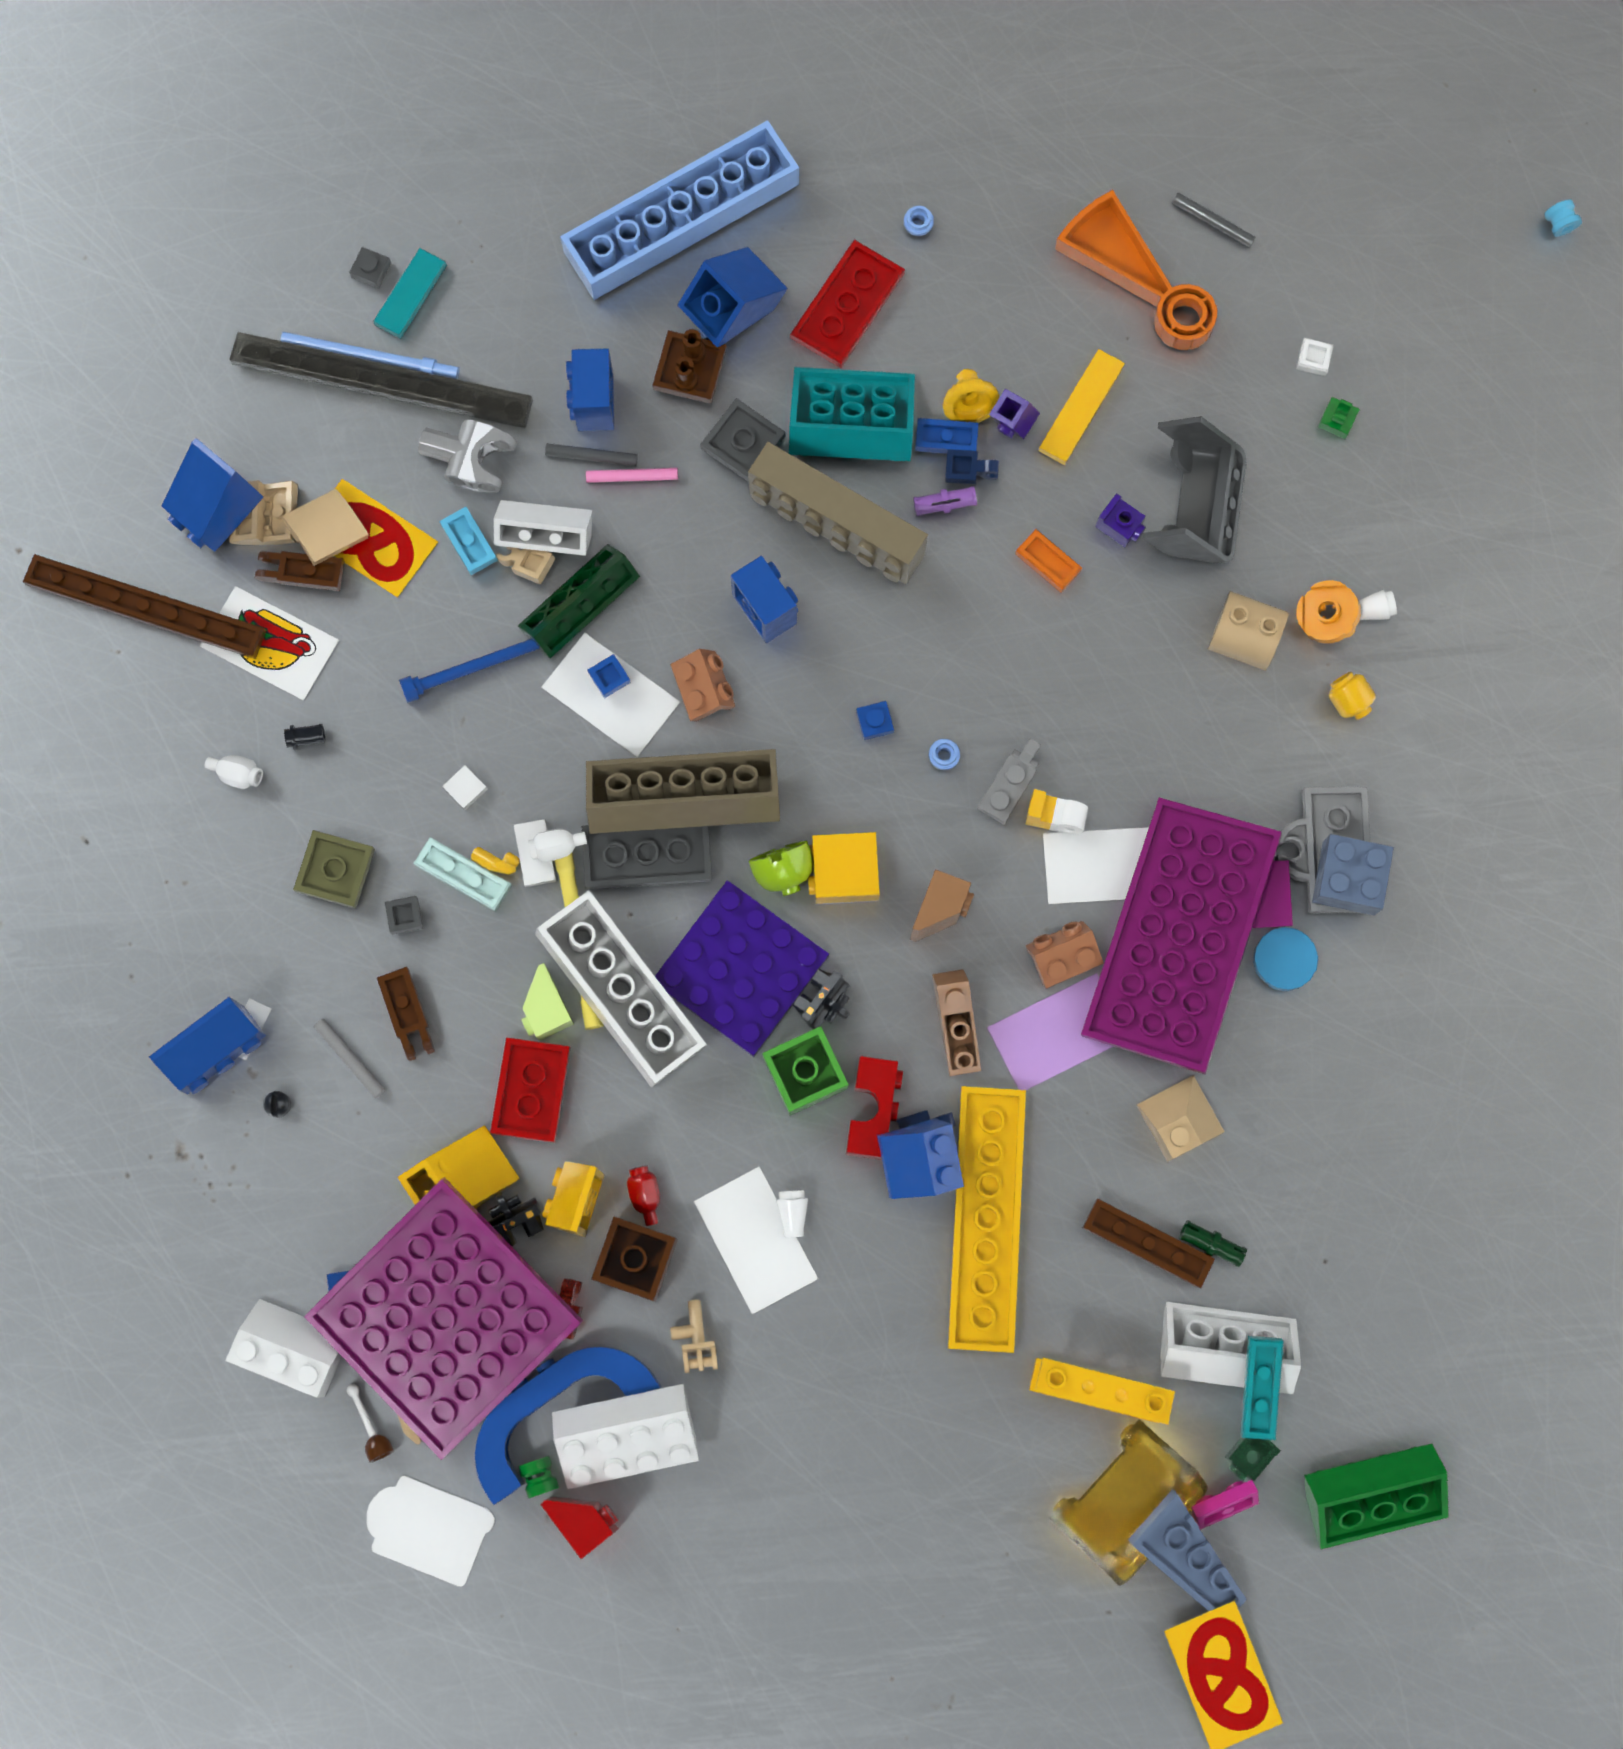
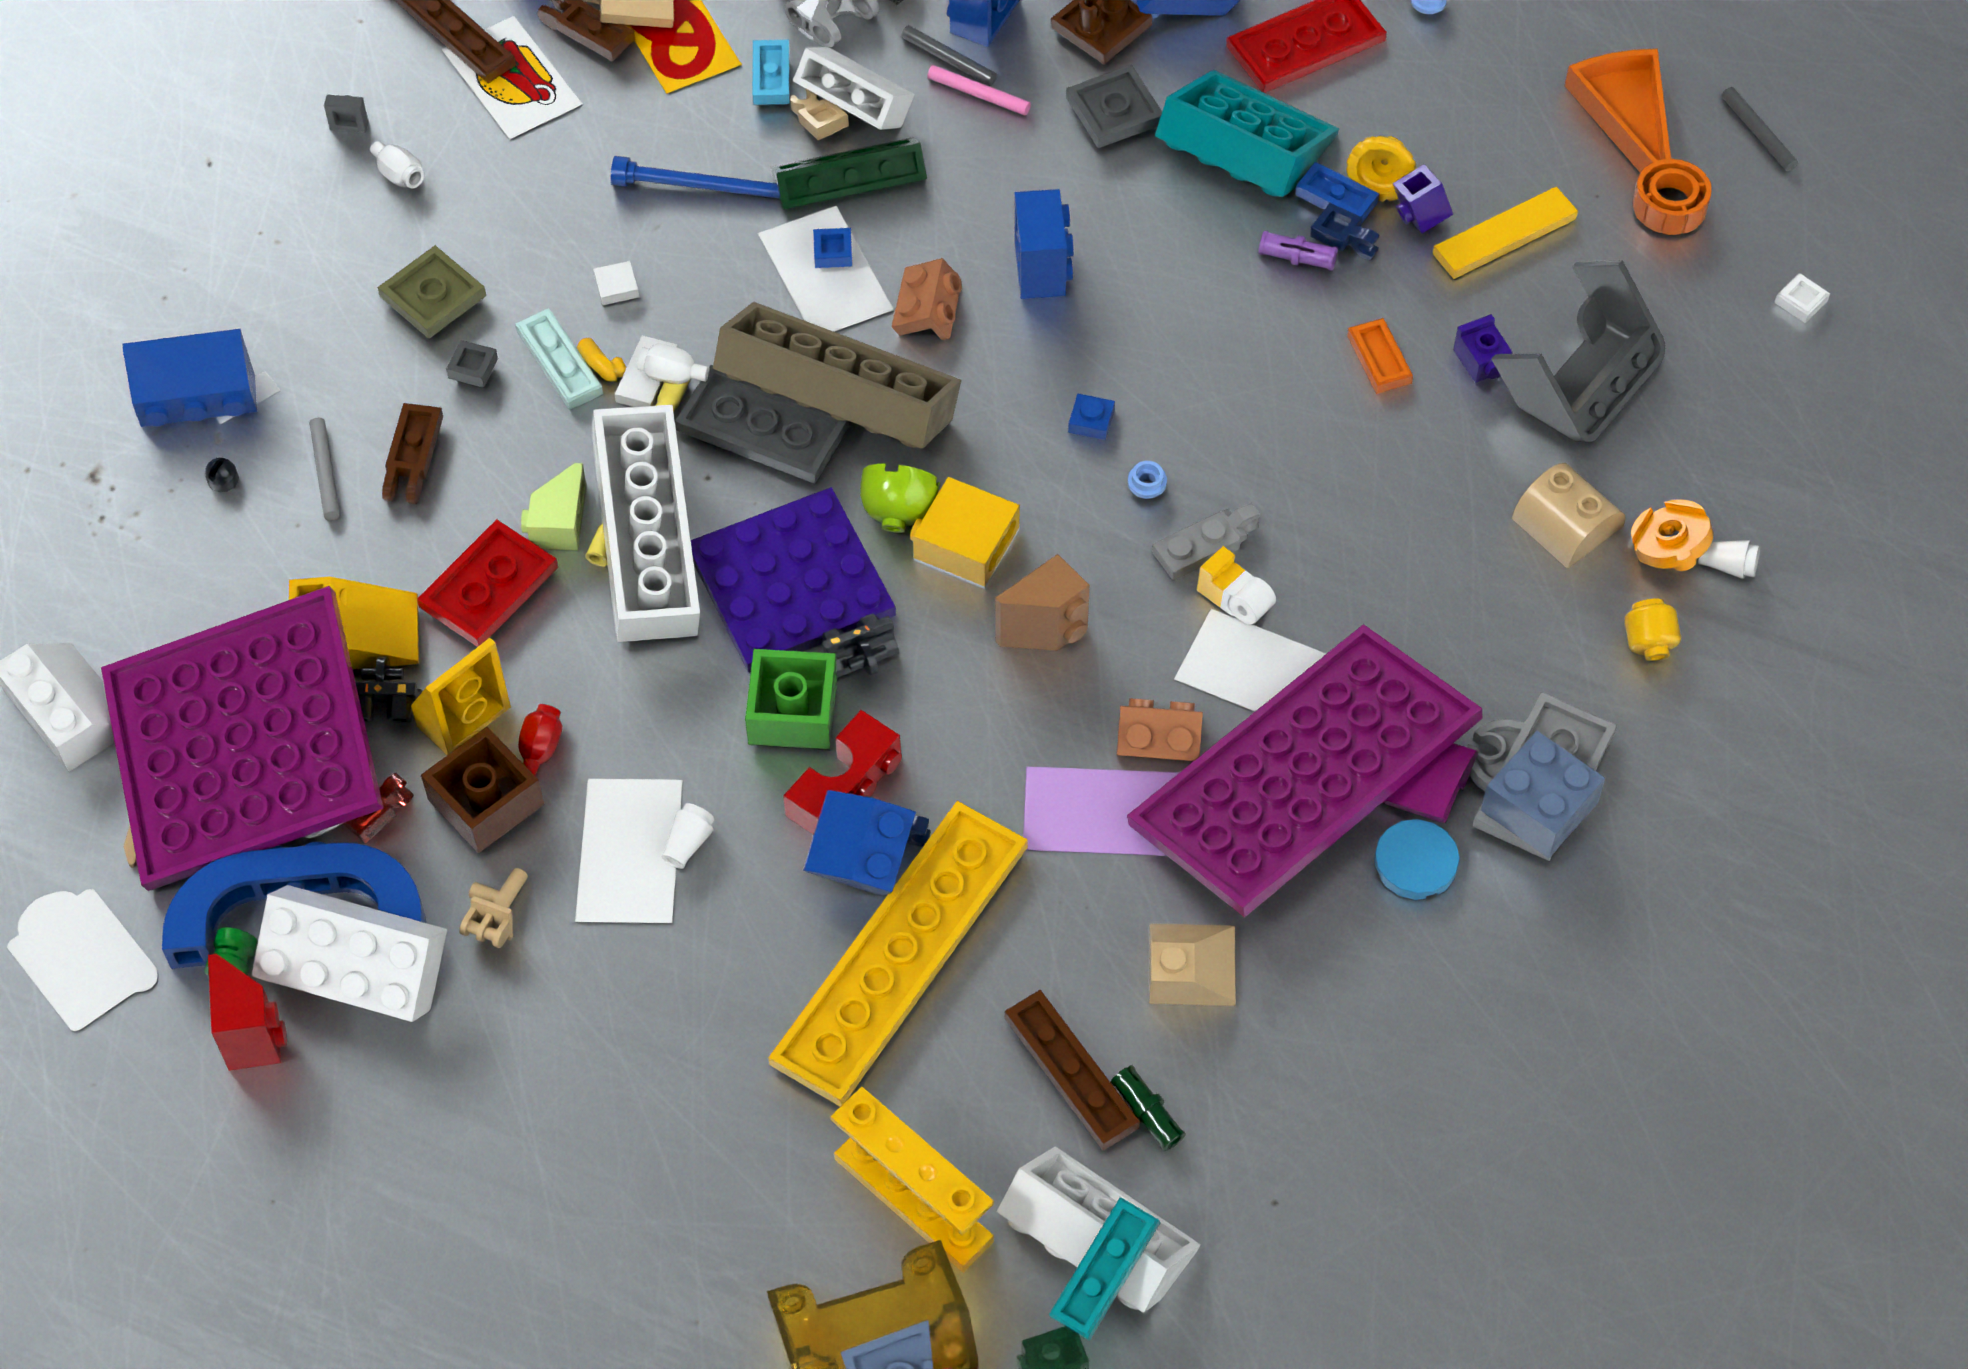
camera: 30 degrees right, 20 degrees down
(167, 746) = (346, 113): none -> dark grey plate
(304, 736) = (488, 165): black pin -> none
(377, 1446) = (86, 842): hinge -> none
(836, 514) = (1170, 203): dark tan brick -> none
(957, 1022) = (993, 738): medium nougat slope -> none
(1338, 417) = (1797, 364): green tile -> none

